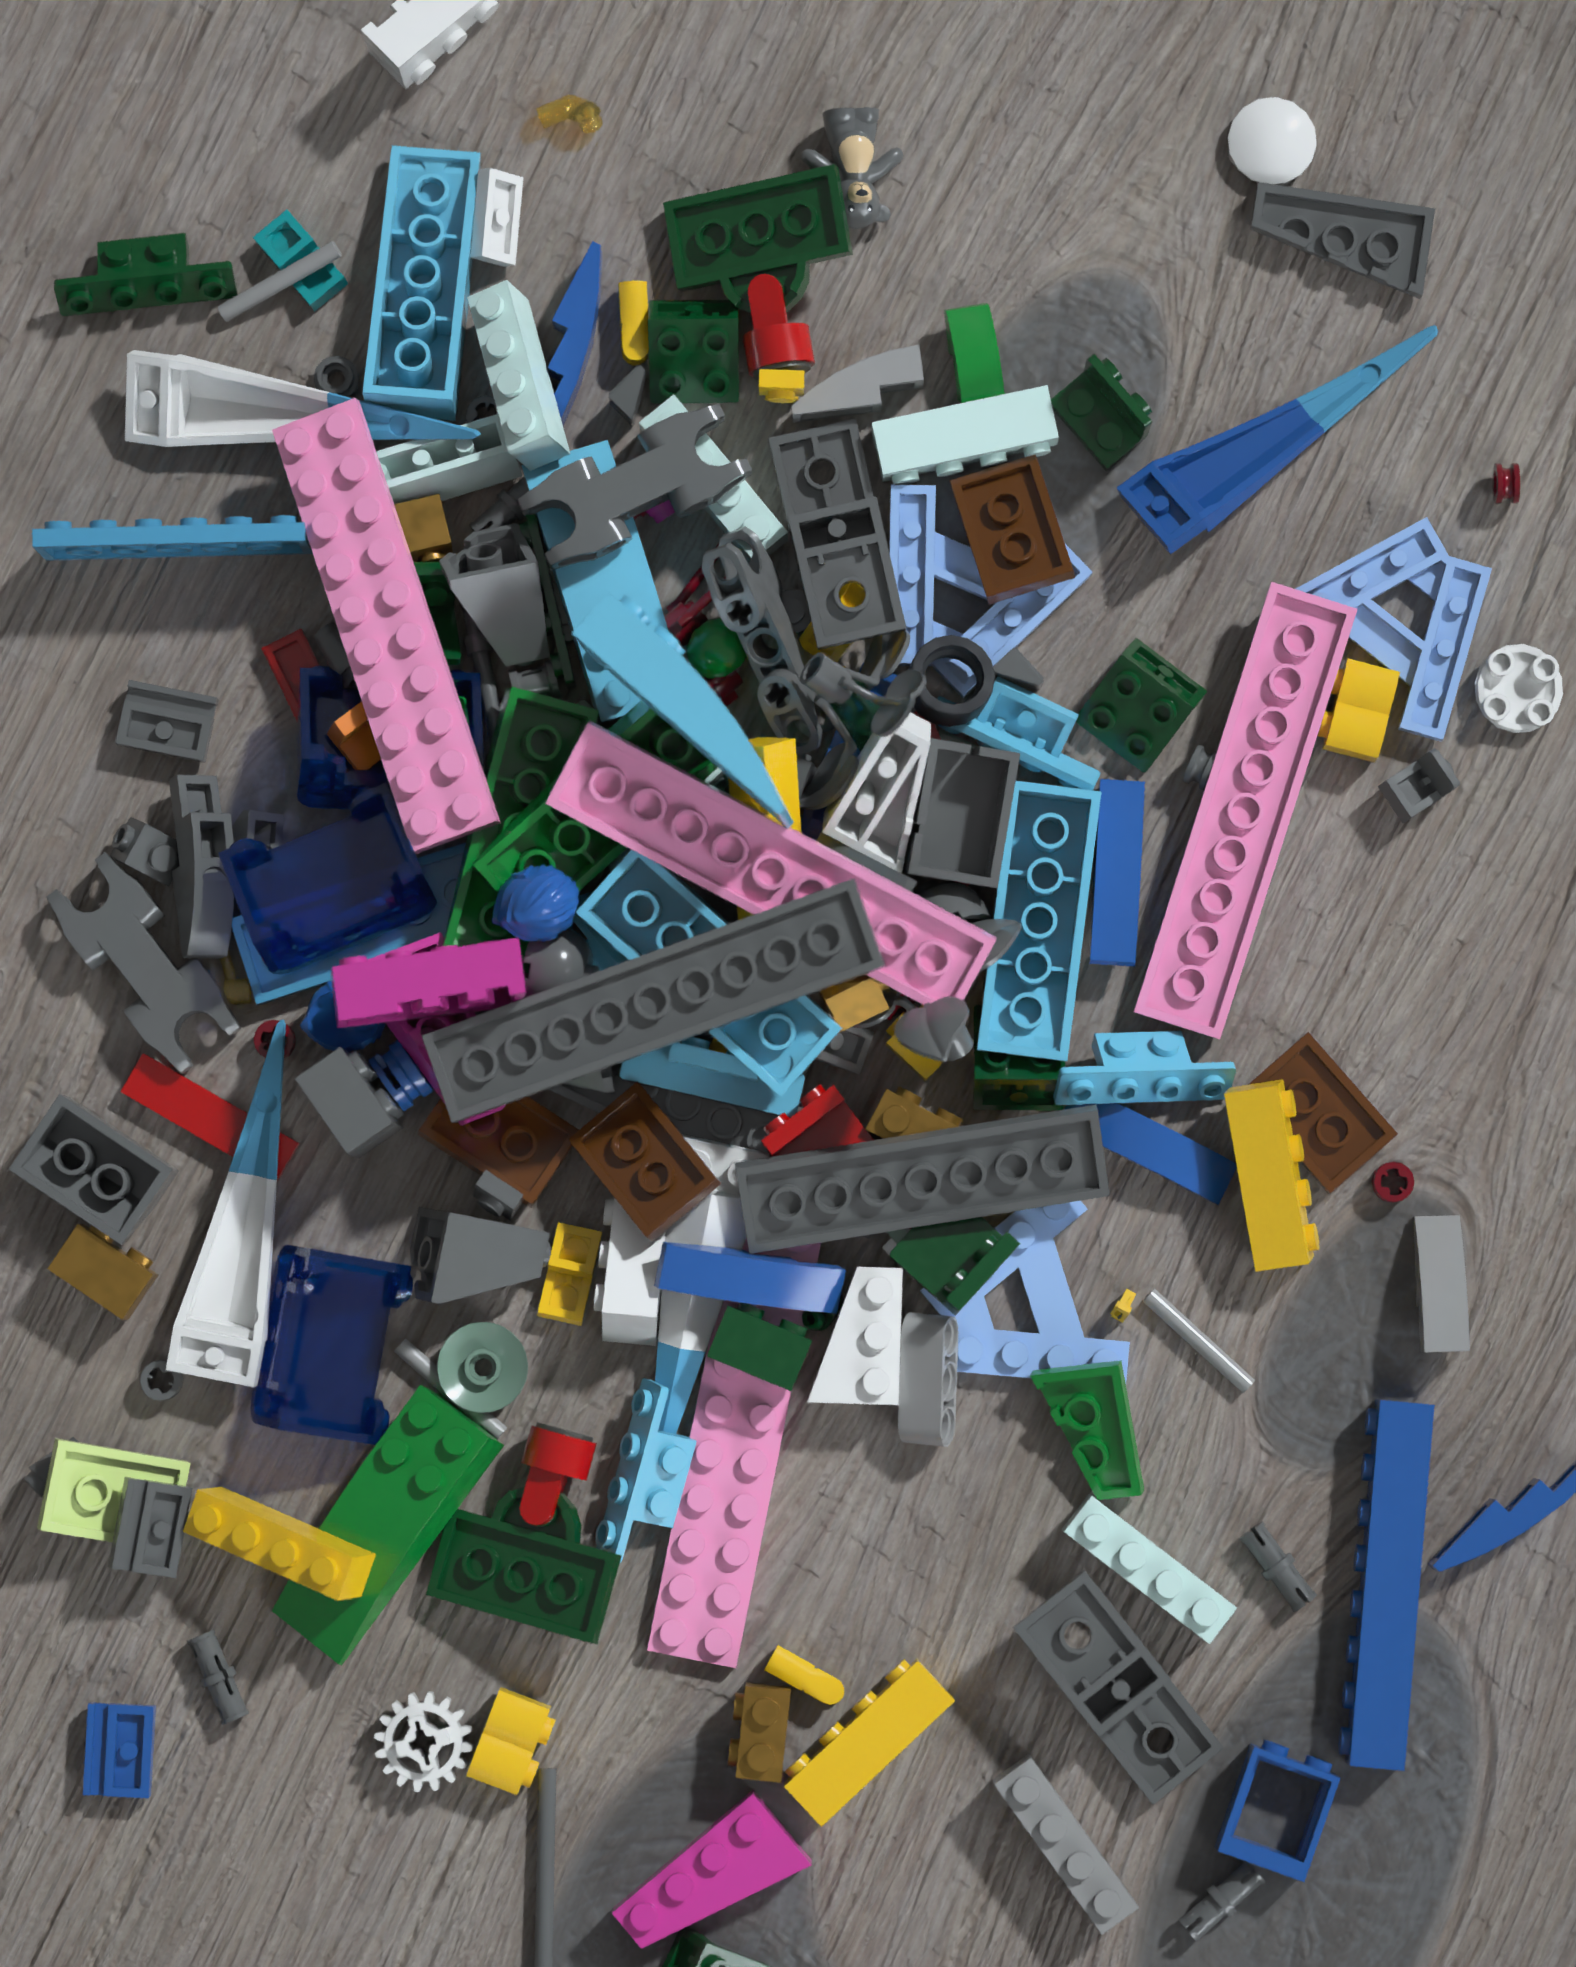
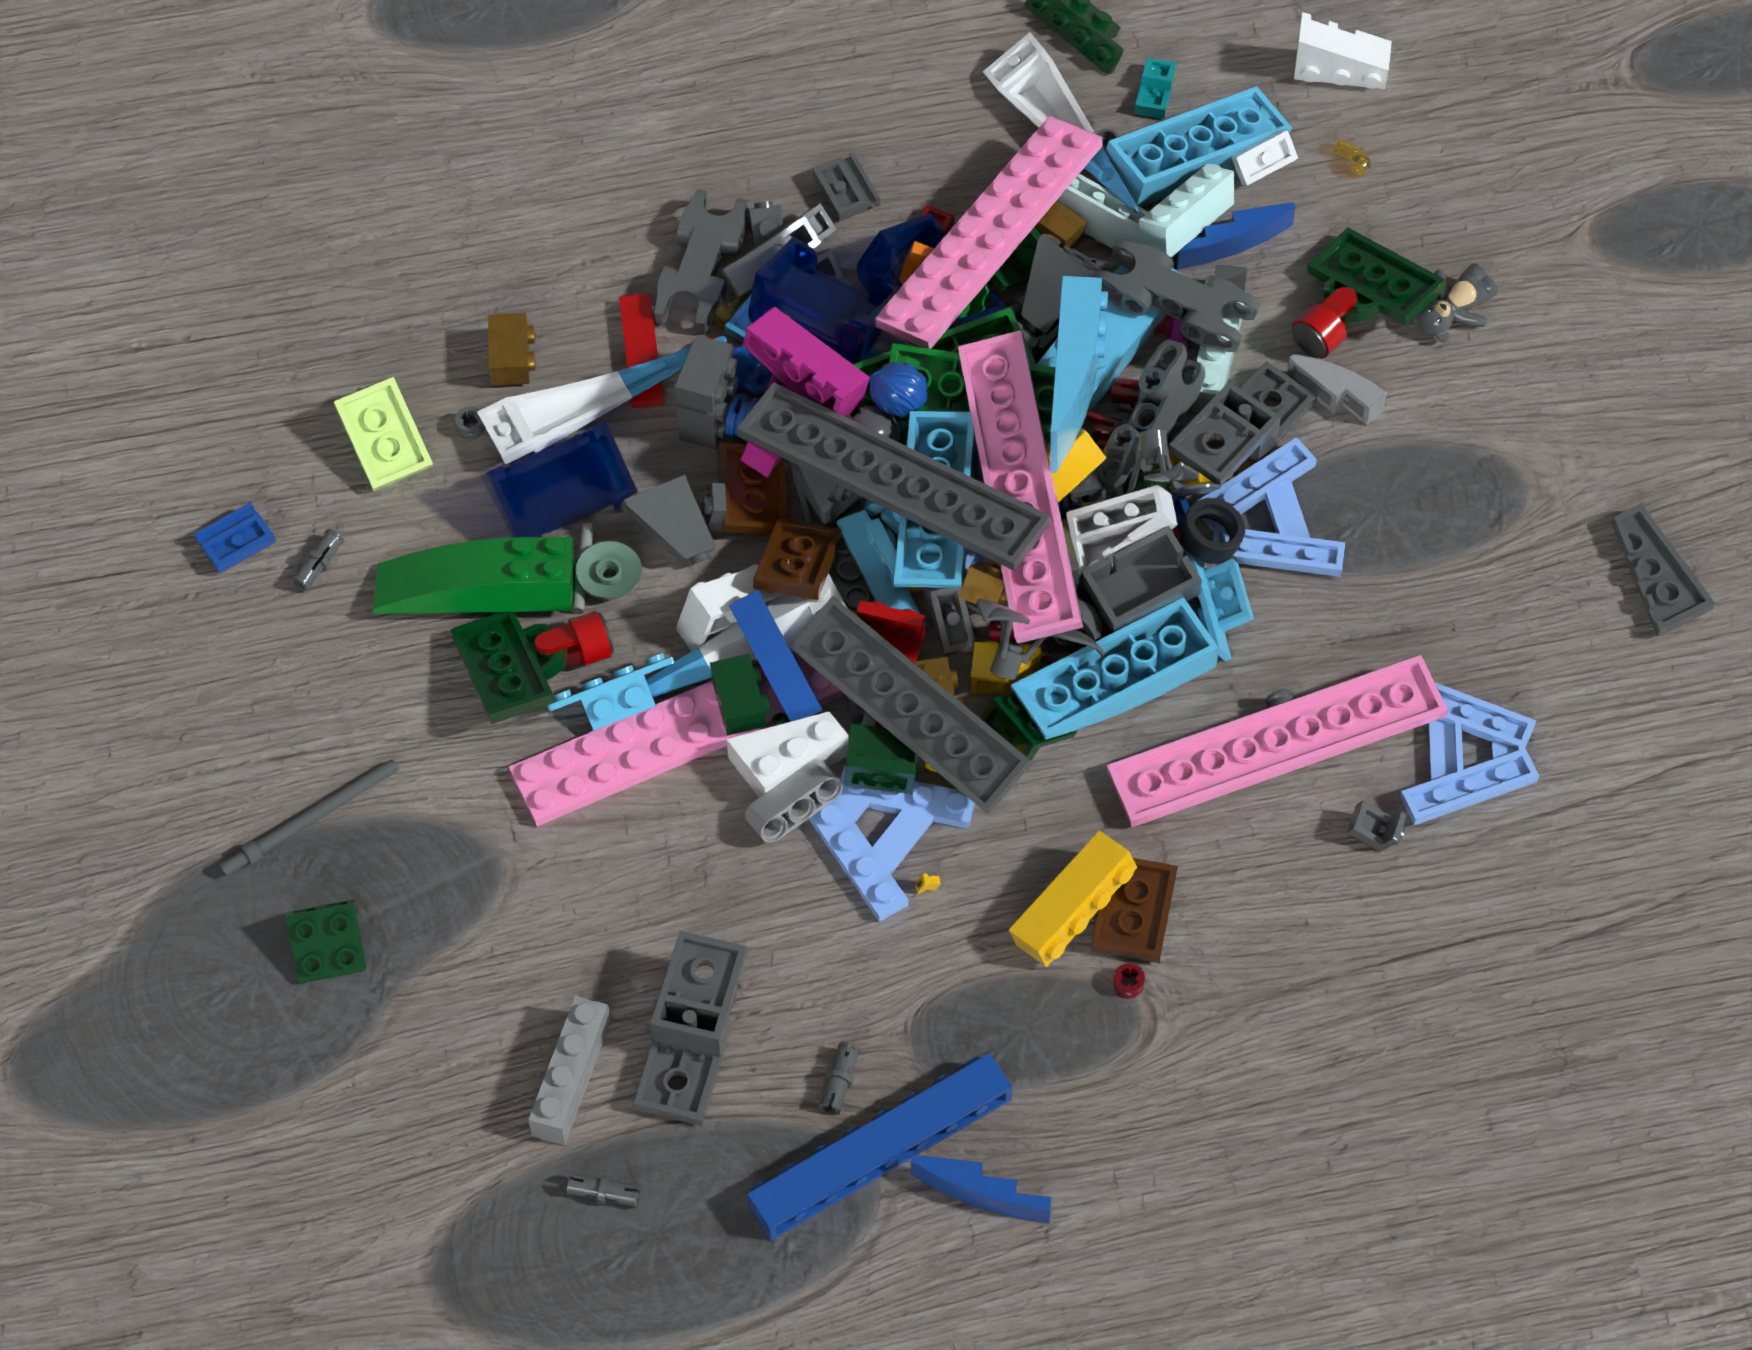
camera: 50 degrees right, 25 degrees down
(93, 1169) = (564, 305): dark grey slope -> none
(150, 1527) = (378, 459): dark grey plate -> none
(189, 539) = (943, 114): dark azure plate -> none
(279, 281) = (1134, 83): light grey bar -> none
(279, 1543) = (421, 525): yellow brick -> none
(404, 1746) = (361, 685): white gear -> none
(510, 1741) = (396, 729): yellow brick -> none
(569, 1274) = (678, 585): yellow slope -> none
(634, 321) = (1270, 259): yellow bar -> none
(693, 351) = (1281, 295): dark green bracket -> none
(715, 649) = (1120, 406): green hair -> none
(716, 1869) = (400, 886): dark pink wedge -> none
(762, 1733) = (507, 857): pearl gold brick -> none
(781, 385) = (1300, 338): yellow plate -> none
(804, 1676) = (559, 861): yellow bar -> none
(868, 1741) = (547, 920): yellow brick -> none
(964, 435) = (1360, 456): light aqua brick -> none
(974, 352) = (1408, 430): green slope -> none
(1012, 529) = (1327, 510): reddish brown plate -> none
(1018, 670) = (1250, 568): dark grey slope -> none
(1097, 1421) = (846, 908): green wing -> none
(1103, 412) = (1437, 516): dark green bracket -> none
(1117, 873) = (1179, 700): blue slope -> none
(1140, 705) = (1289, 646): dark green bracket -> none
(1142, 1069) = (1073, 788): medium azure bracket -> none
(1149, 1568) = (778, 1001): light aqua brick -> none
(1164, 1151) = (1036, 831): blue slope -> none
(1198, 1340) = (941, 940): light grey bar -> none
(1212, 478) = (1454, 595): blue plate -> none
(1262, 1855) = (677, 1152): blue window -> none
(1272, 141) = (1672, 499): white dish -> none
(1359, 710) = (1391, 764): yellow brick -> none
(1441, 1284) = (1087, 1048): light grey slope -> none
(1506, 483) = (1595, 751): dark red bush -> none
(1519, 688) = (1484, 843): white dish -> none

